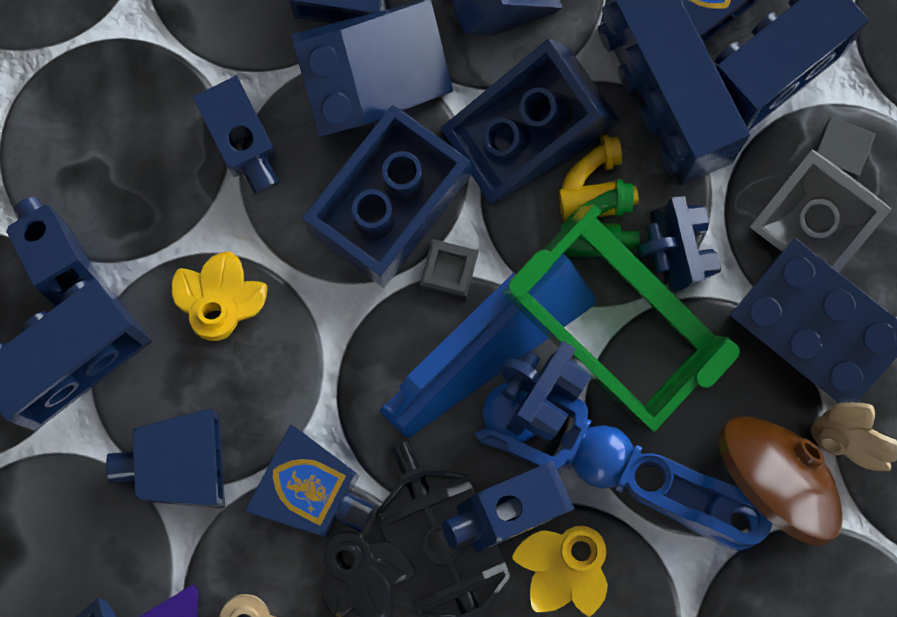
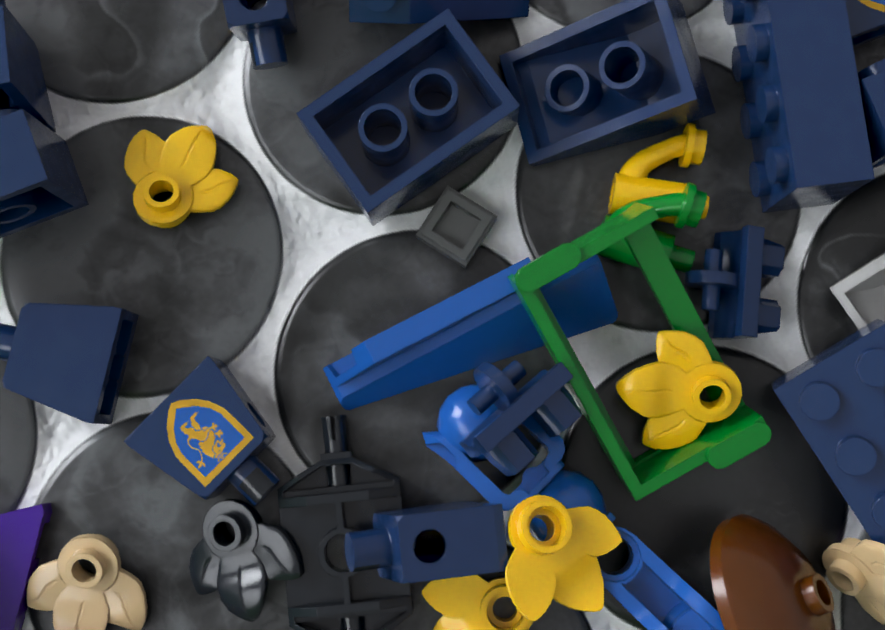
camera: 20 degrees right, 5 degrees up
(613, 491) = (561, 565): none -> yellow plate
(653, 339) = (671, 391): none -> yellow plate

